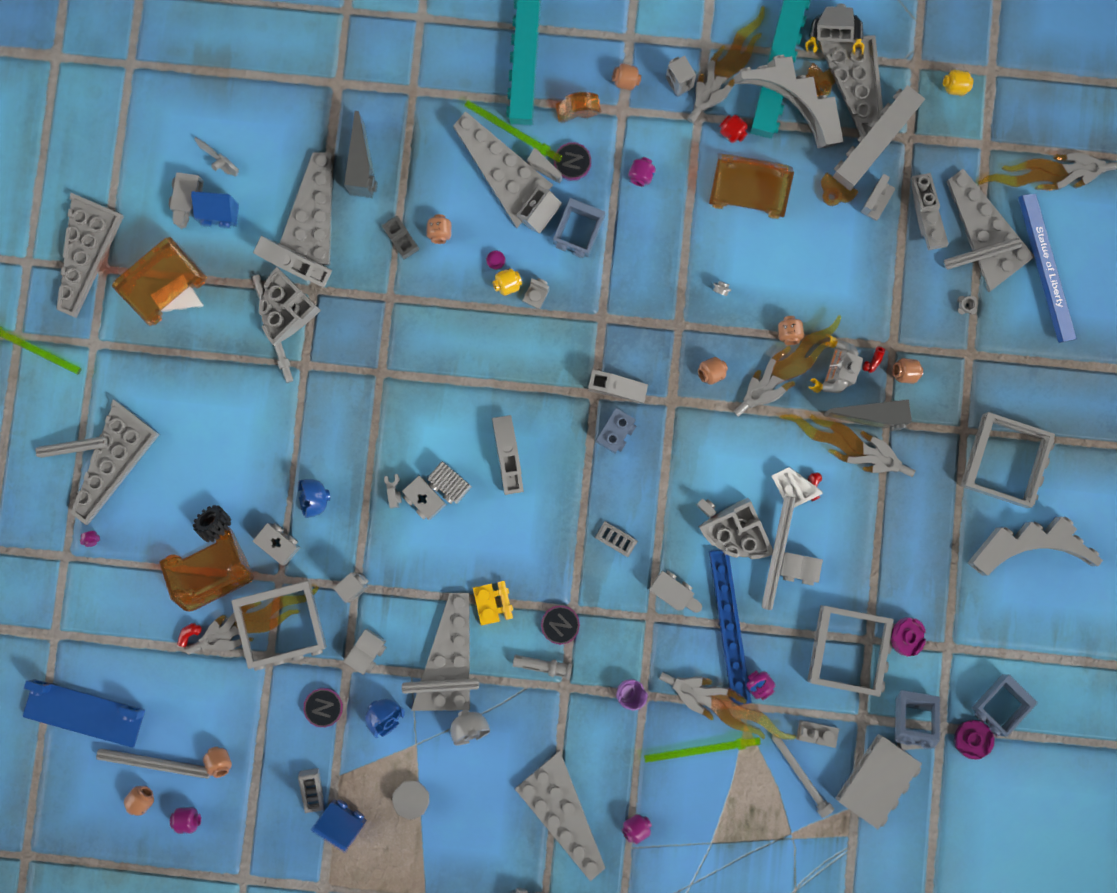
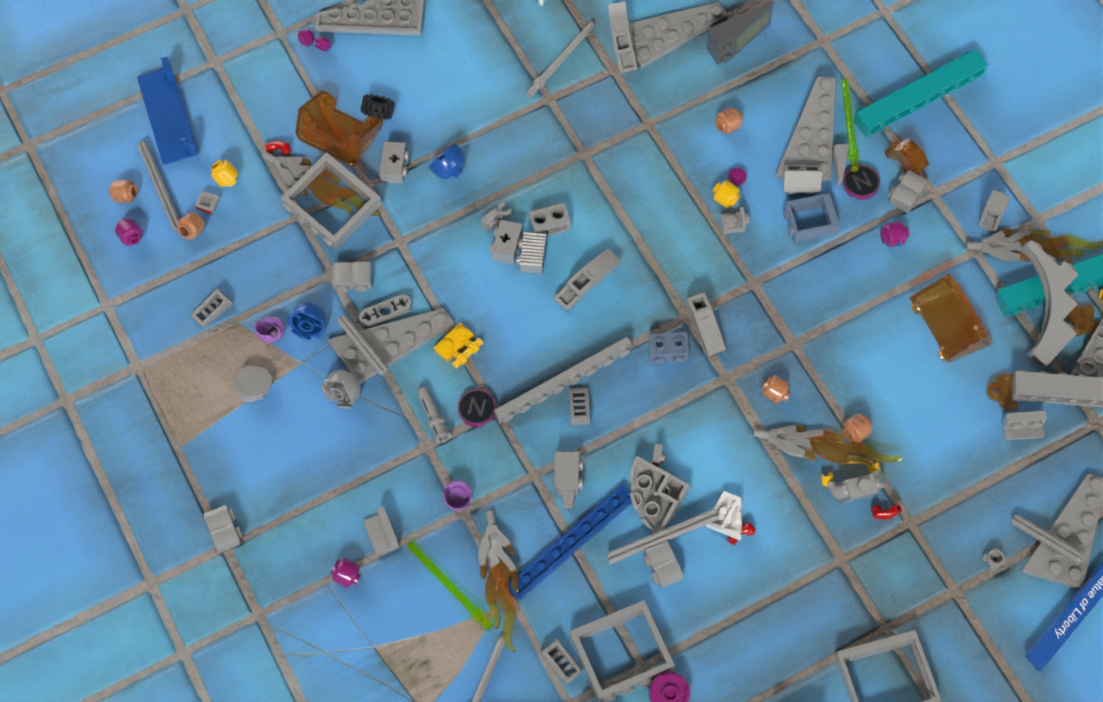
camera: 50 degrees right, 20 degrees down
(107, 528) = (322, 43): none -> magenta plate
(184, 701) = (224, 173): none -> yellow head
(202, 732) = (207, 202): none -> light grey plate
(284, 308) = (583, 56): light grey brick -> none
(323, 707) = (285, 275): black tile -> none
(339, 824) = (198, 338): blue slope -> none
(351, 587) = (397, 231): light grey brick -> none
(369, 755) = (269, 330): none -> medium lavender hair
(400, 237) = (701, 100): dark grey slope -> none
(414, 627) = (370, 311): none -> light grey beam
(433, 449) = (550, 224): none -> light grey brick
(557, 805) = (321, 504): light grey wing -> none
(587, 546) = (559, 382): none -> light grey plate
(610, 130) = (908, 191): none -> light grey brick
(619, 776) = (381, 532): none -> light grey panel
(626, 76) = (960, 176): nougat head -> none
(721, 288) = (849, 353): light grey plate -> none
(733, 128) = (987, 279): red head -> none
(760, 685) = (538, 595): magenta head -> none
(811, 703) = (555, 666): none -> light grey slope
(817, 733) = (530, 673): light grey plate -> none
(856, 450) = (798, 548): piece -> none
(881, 415) = (842, 540): dark grey slope -> none
(907, 370) = (898, 544): nougat head -> none
(928, 212) = (1047, 473): light grey slope -> none

